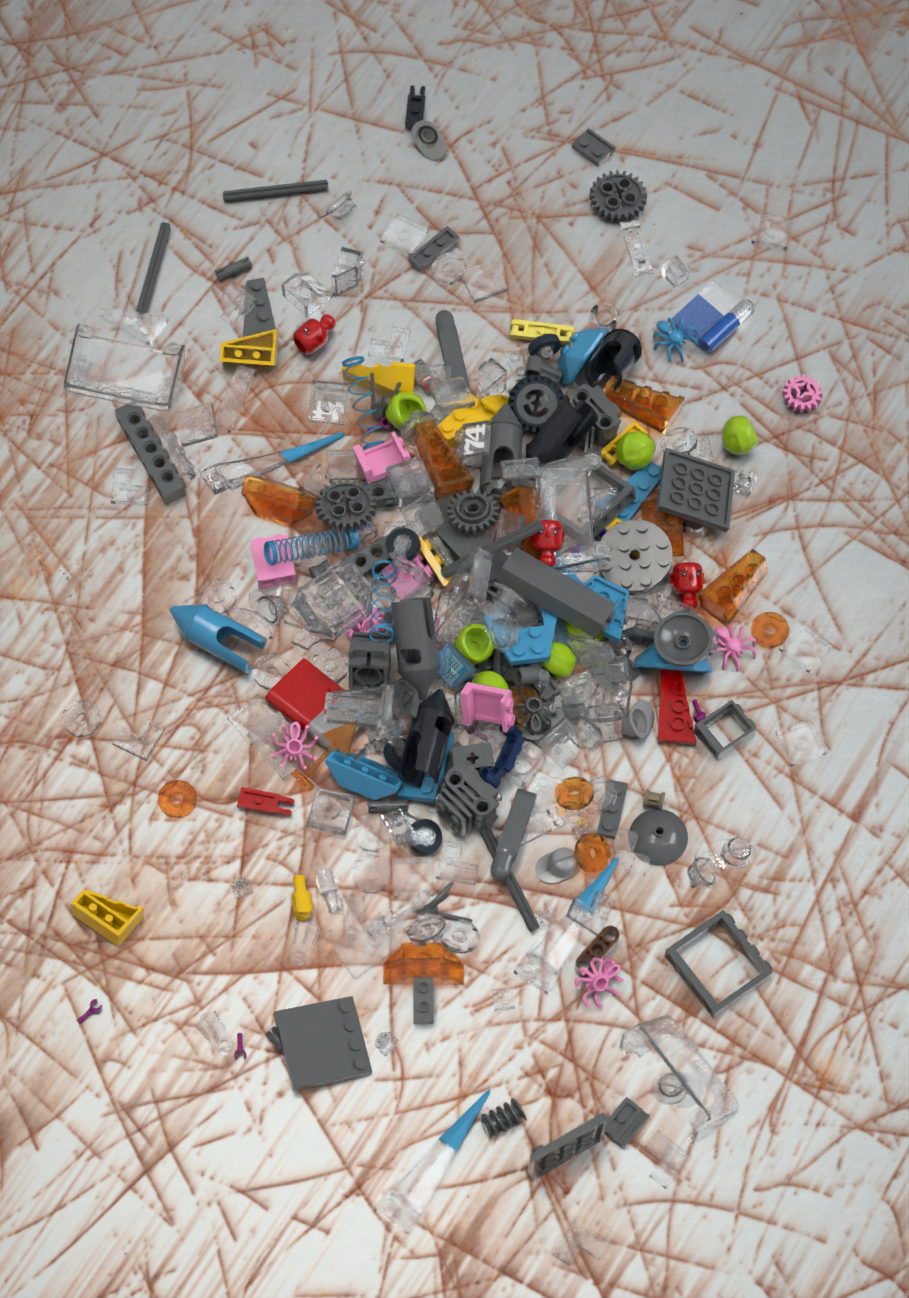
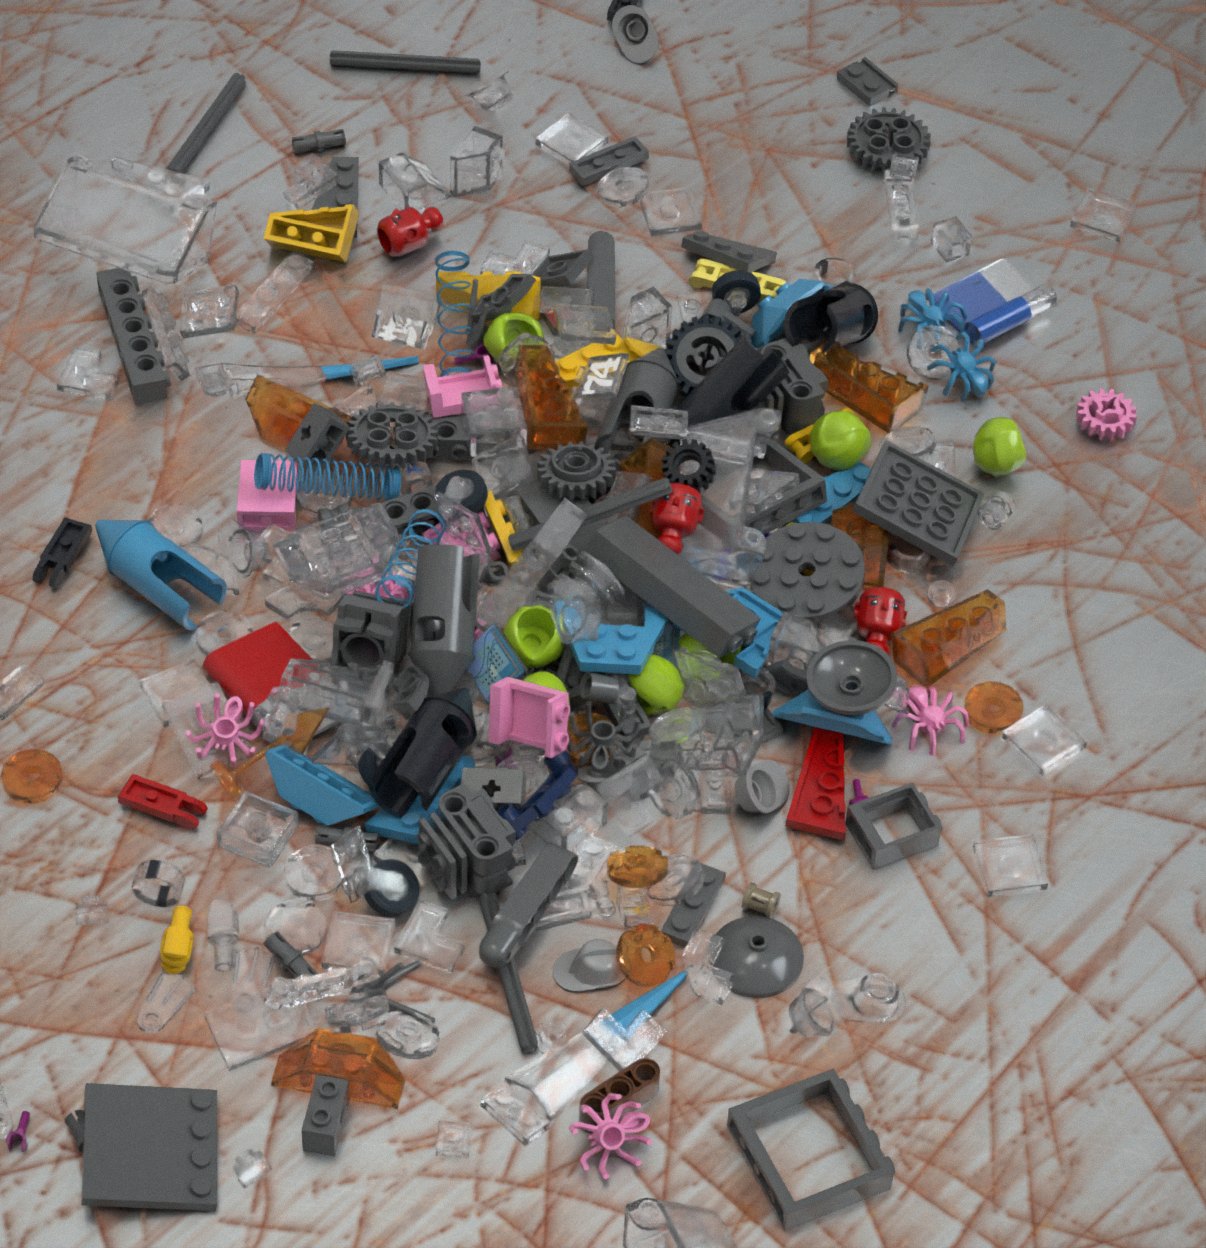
camera: 10 degrees right, 15 degrees down
(150, 628) = (62, 551): none -> black hinge
(280, 863) = (157, 894): none -> clear piece
(297, 516) = (317, 436): none -> dark grey brick
(314, 452) = (367, 370): none -> clear bush
(327, 732) = (281, 711): none -> clear rock
(375, 899) = (290, 959): none -> dark grey pin
(394, 384) = (504, 297): none -> dark grey tile
(422, 348) = (563, 268): none -> dark grey tile
(442, 602) = (490, 572): none -> dark grey pin
(531, 310) = (728, 252): none -> dark grey wing
(546, 492) = (685, 453): none -> black tyre
(634, 220) = (904, 166): none -> clear bush
(672, 370) = (918, 351): none -> clear tile
(703, 375) = (964, 367): none -> dark azure animal
(721, 548) = (941, 593): none -> clear plate

